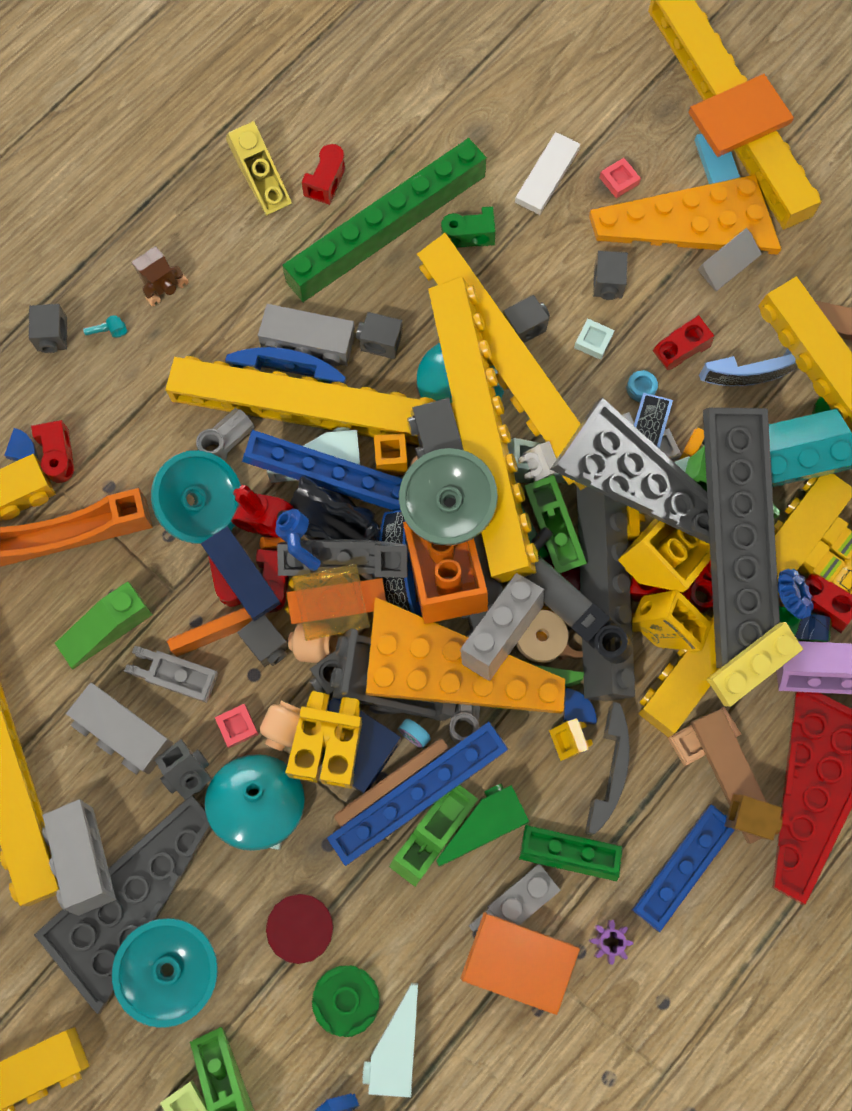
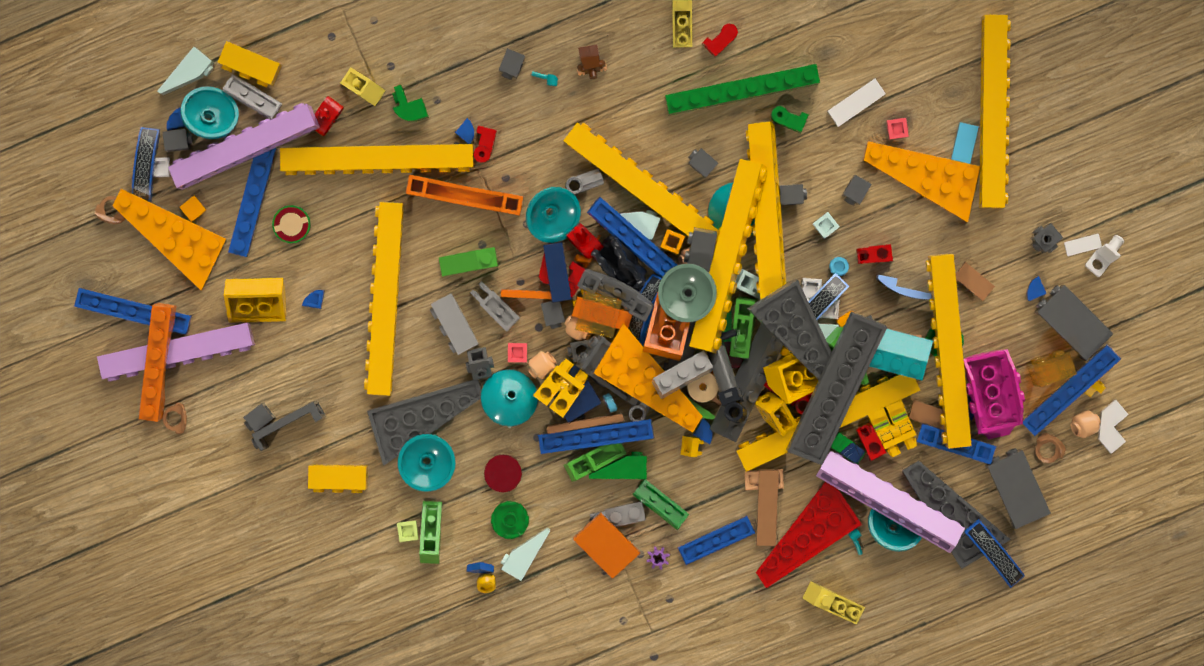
camera: 25 degrees right, 15 degrees up
(77, 858) = (406, 383): light grey brick -> none
(287, 361) = (619, 143): blue slope -> none
(291, 527) = (596, 266): blue plate -> none
(308, 333) = (659, 142): light grey brick -> none
(539, 461) = (751, 291): white tile -> none
(615, 730) = (686, 491): dark grey slope -> none
(730, 260) = (932, 215): light grey slope -> none
(740, 115) = (988, 128): orange tile -> none
(754, 664) = (806, 458): light yellow plate -> none
(754, 817) = (763, 533): pearl gold brick -> none
(795, 593) = (850, 431): blue gear -> none

